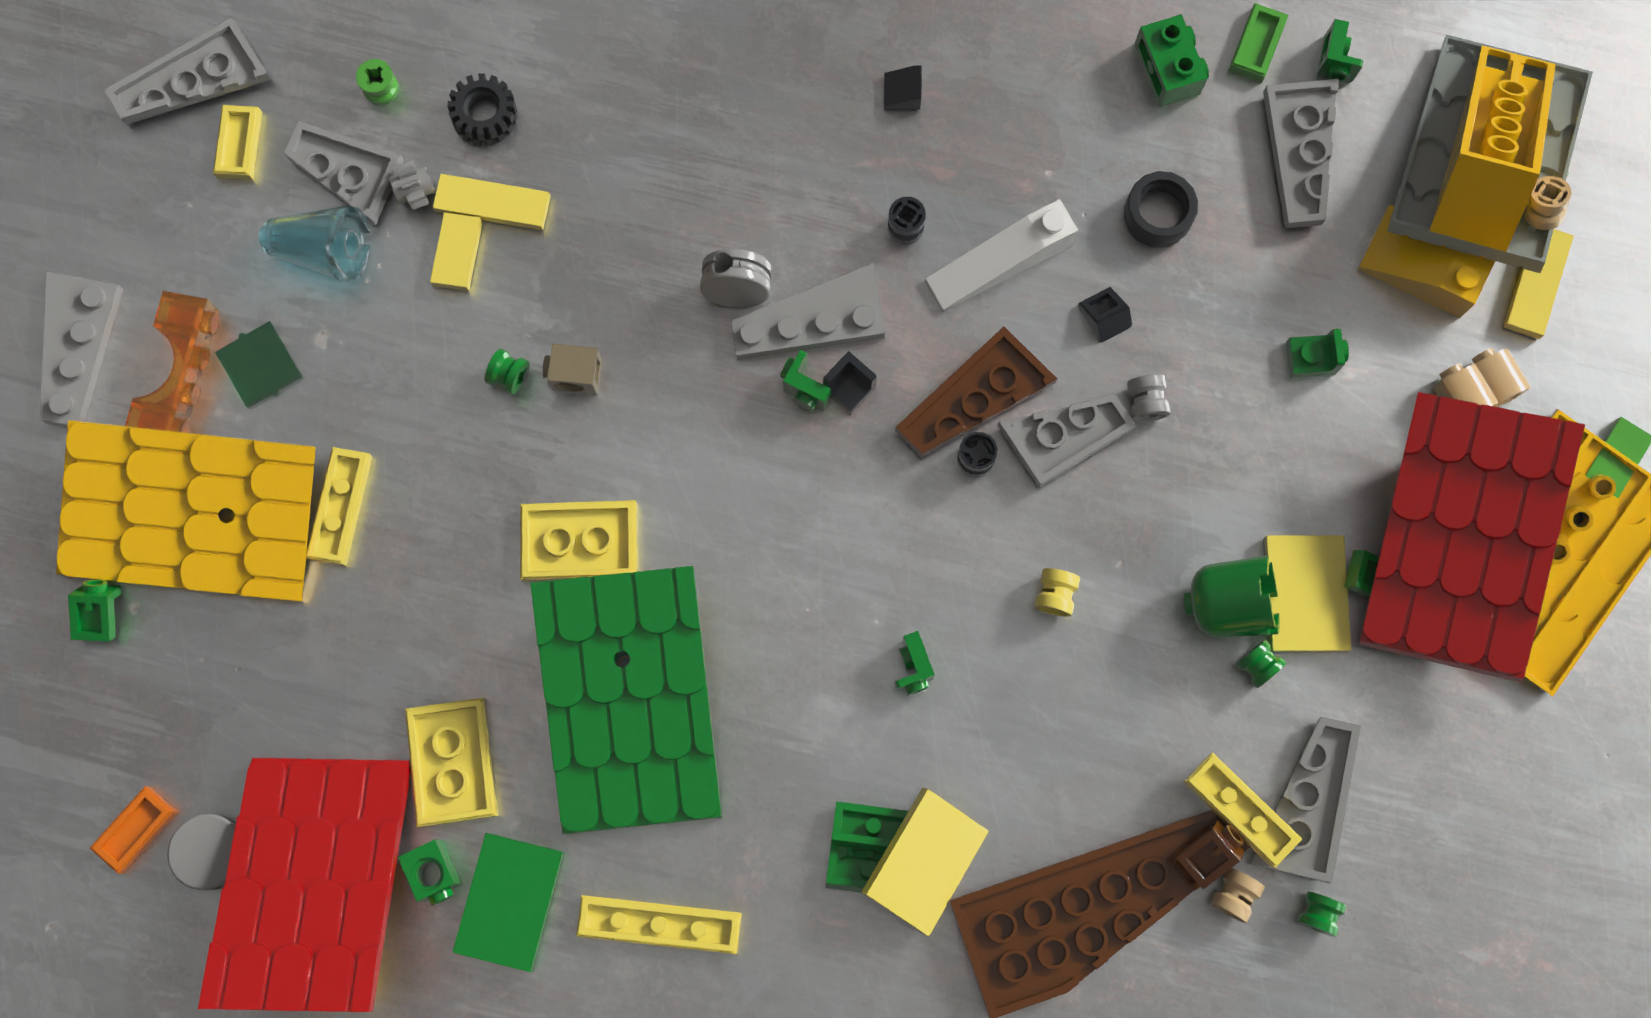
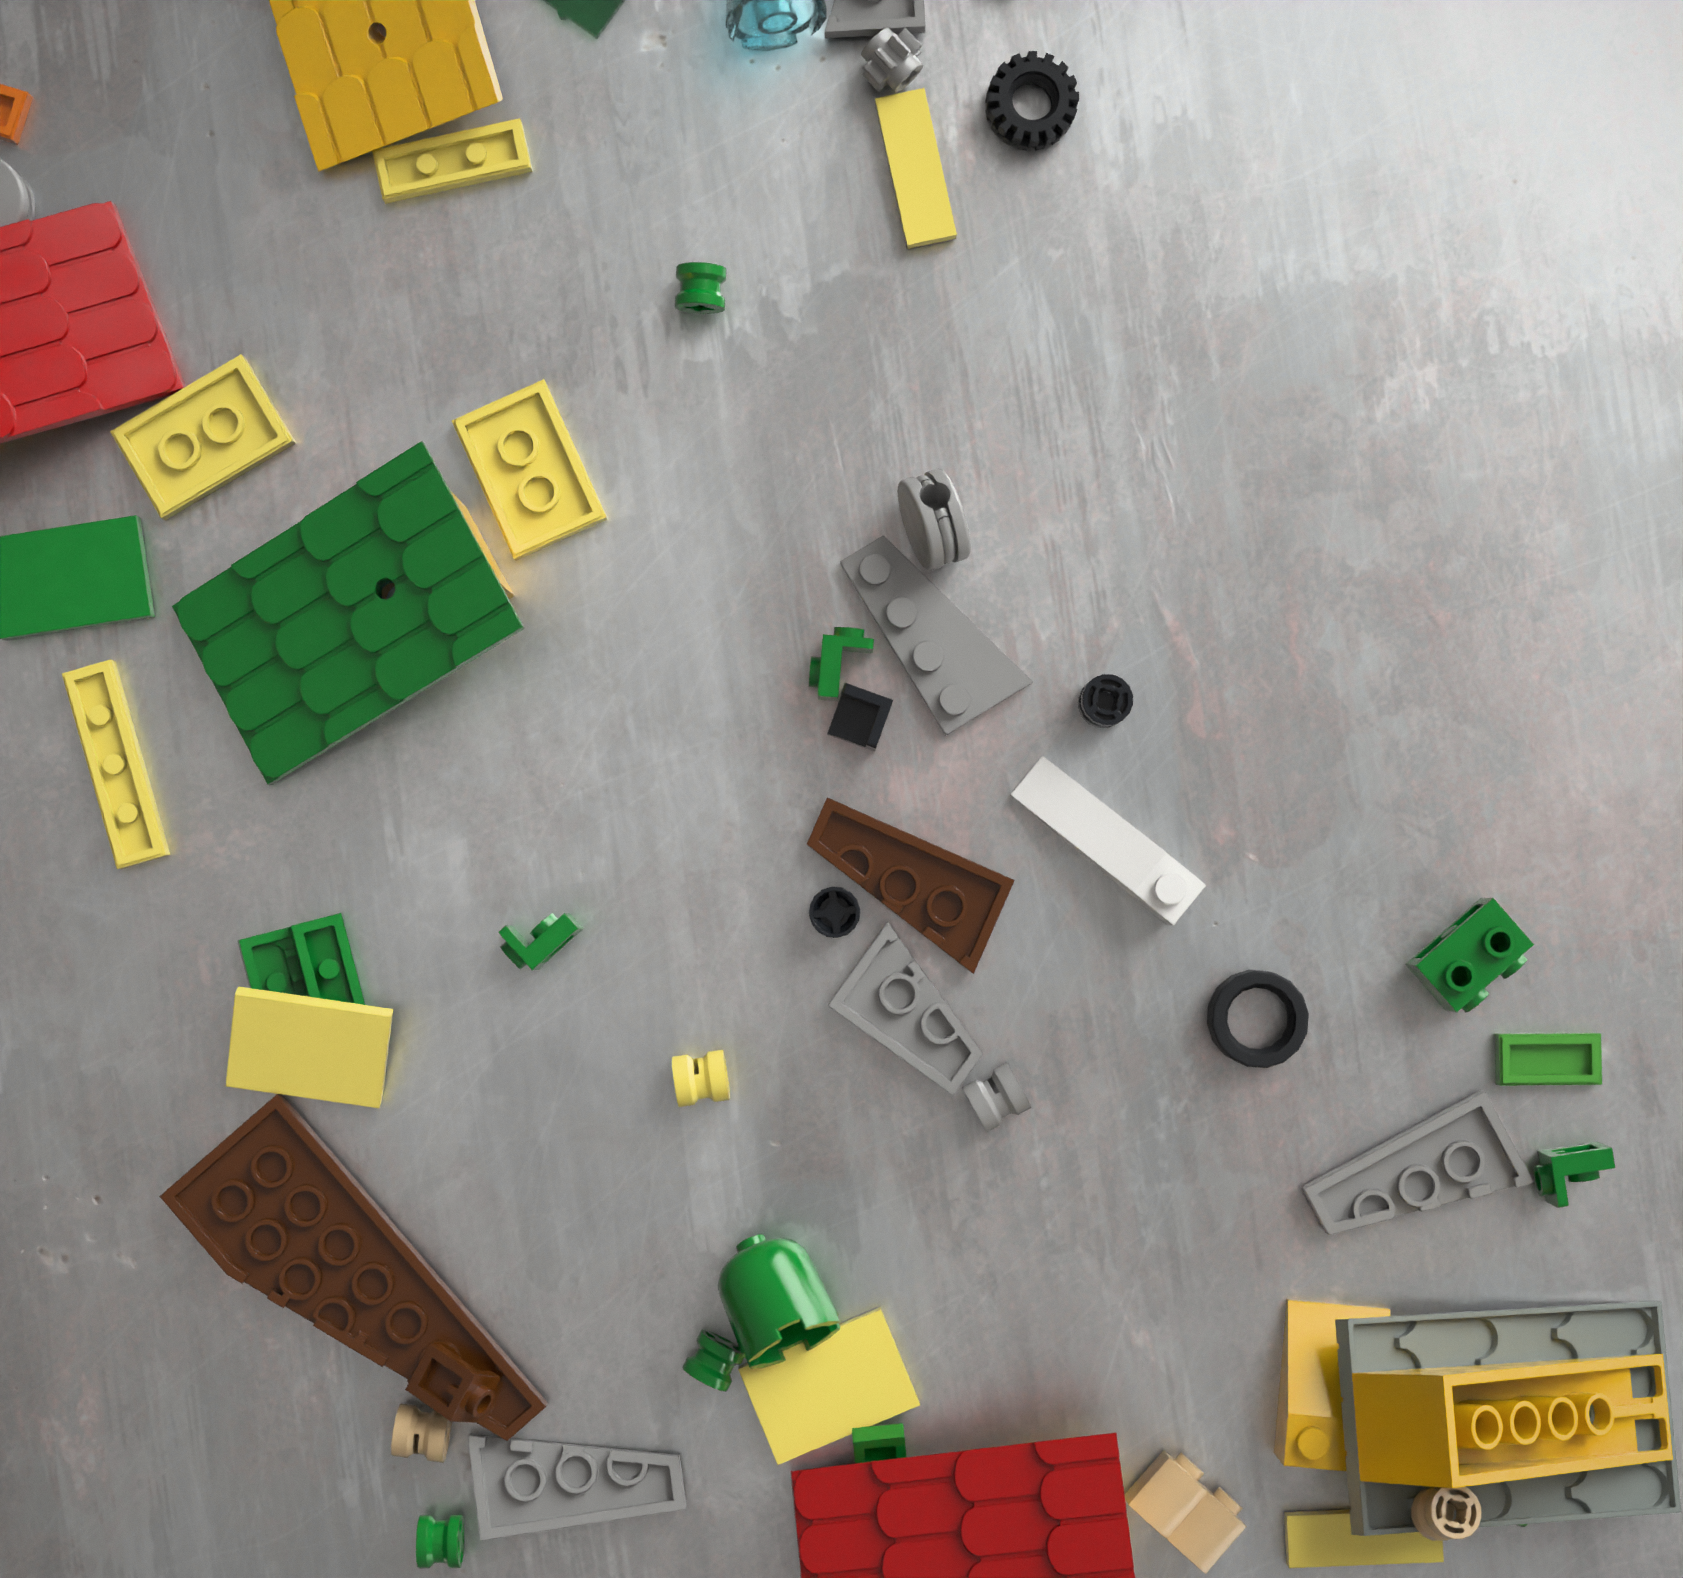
camera: 65 degrees right, 10 degrees up
(418, 859) = (86, 472): green brick -> none
(456, 252) = (832, 154): light yellow tile -> none
(573, 369) = (737, 367): dark tan brick -> none
(903, 88) = (1287, 623): black slope -> none
(1106, 314) = (1090, 1001): black slope -> none
(1242, 810) = (521, 1402): light yellow tile -> none
(1317, 354) = (1144, 1288): green bracket -> none

